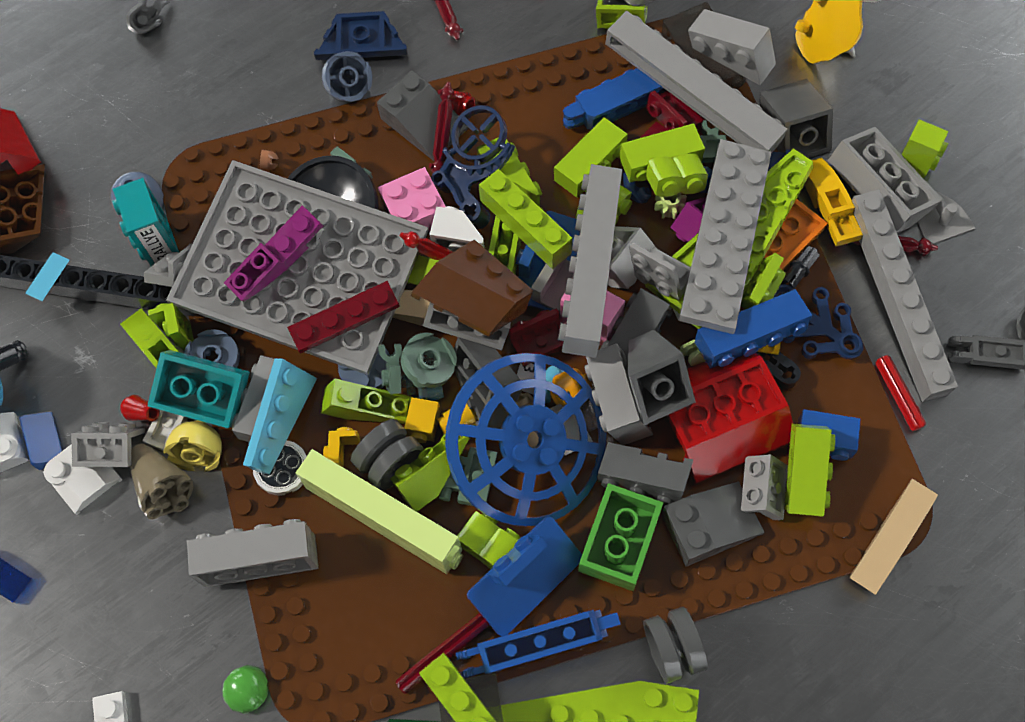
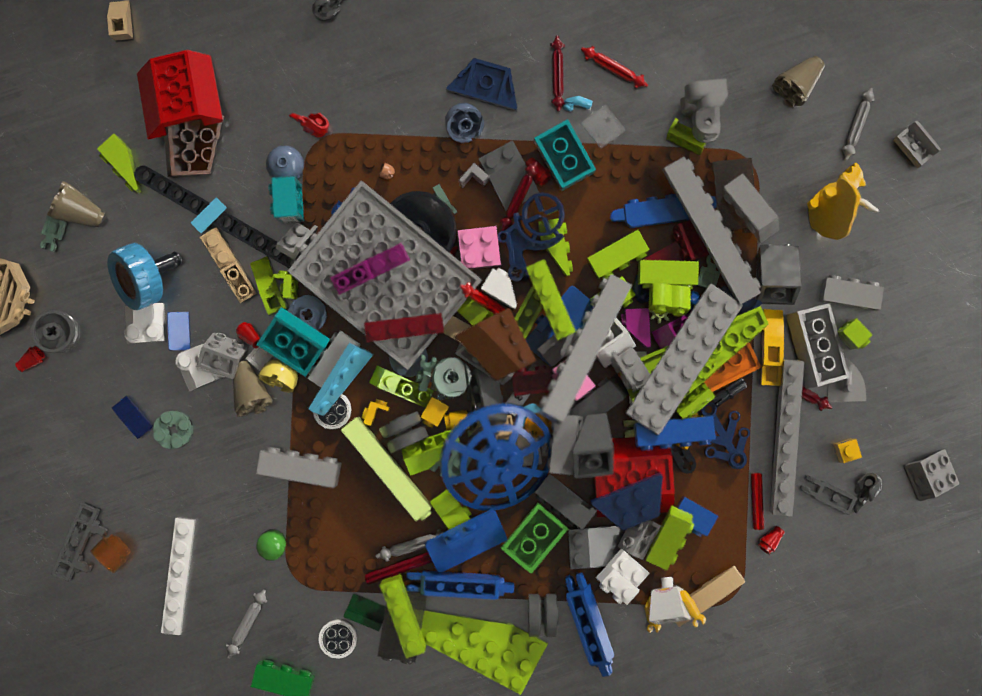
camera: 20 degrees right, 20 degrees up
(50, 562) = (162, 434): none -> sand green plate
(90, 332) = (228, 264): none -> tan slope
(162, 143) = (317, 126): none -> red piece
(376, 122) = (475, 172): none -> light grey panel
(439, 622) = (406, 547): none -> light grey wheel
(474, 21) = (576, 101): none -> medium azure arm
(481, 69) = (564, 155): none -> teal brick
(517, 37) = (603, 126): none -> clear piece
(653, 223) = (637, 324): none -> magenta slope
(738, 435) = (632, 503): none -> dark blue wing
(749, 636) = (589, 624): none -> blue hinge
(766, 550) = (622, 577): none -> white plate
(850, 565) = (670, 605): none -> torso
(896, 111) = (852, 293): none -> light grey brick
(943, 436) = (771, 540): none -> red cone
(984, 287) = (847, 450): none -> yellow brick

